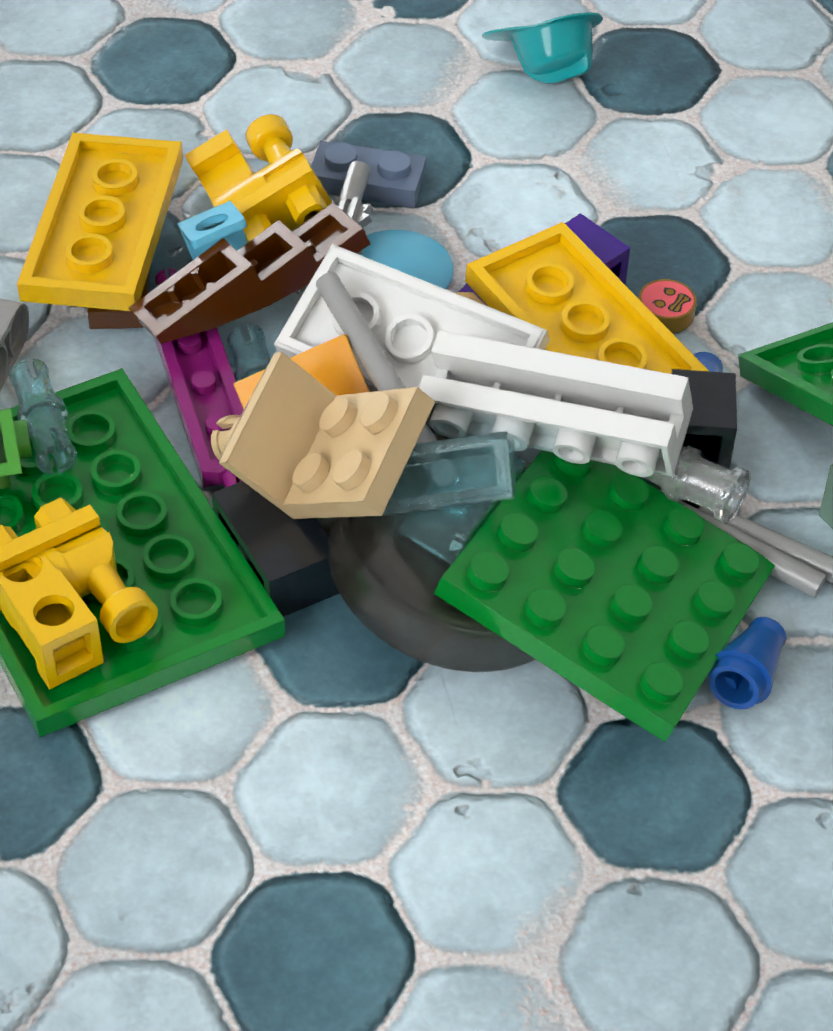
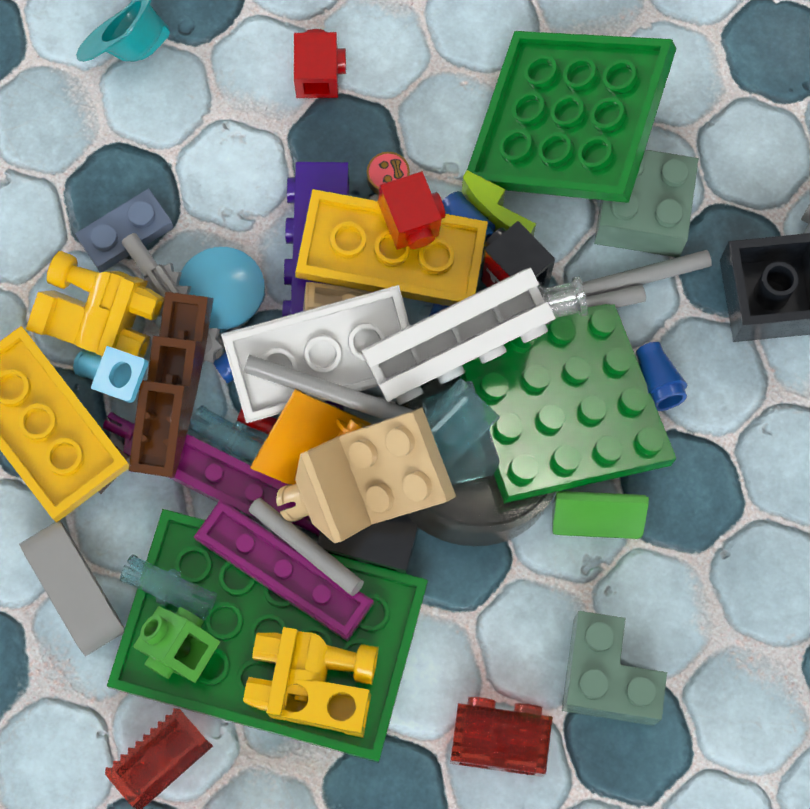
camera: 45 degrees left, 25 degrees up
(161, 496) = (282, 570): none -> magenta tile
(178, 816) = (501, 738): none -> clear red brick
(201, 484) = (306, 547): none -> light grey bar
(348, 857) = (599, 683): none -> sand green brick
(534, 721) = (599, 514): none -> bright green slope
(633, 288) = (411, 211): none -> red brick
(696, 178) = (317, 64): none -> red brick
(749, 386) = (489, 201): none -> lime slope

